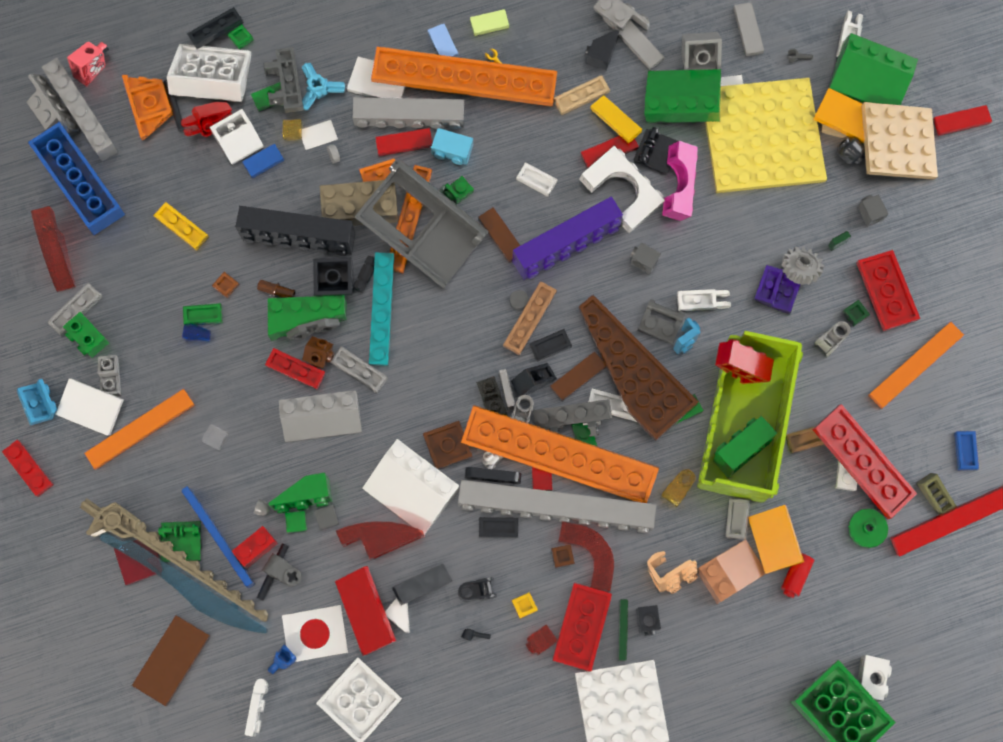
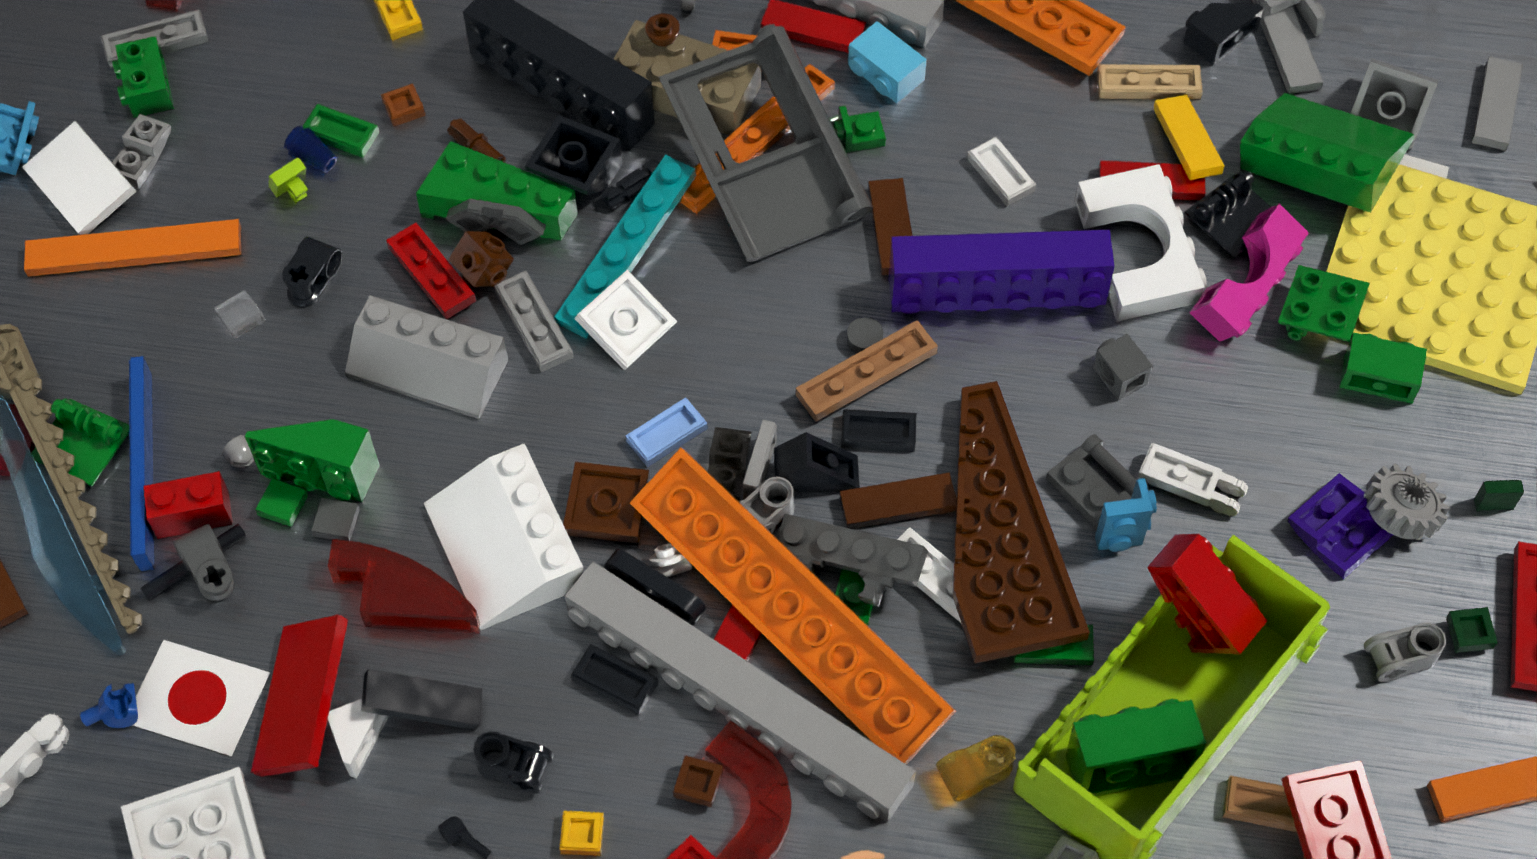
camera: 30 degrees right, 15 degrees down
(196, 355) = (290, 180): none -> lime tile
(237, 395) = (310, 271): none -> black piece
(341, 191) = (659, 35): none -> reddish brown plate
(404, 348) = (625, 320): none -> white tile
(454, 395) = (666, 432): none -> light blue tile
(721, 181) = (1322, 304): none -> green hinge
(761, 200) = (1383, 367): none -> green brick

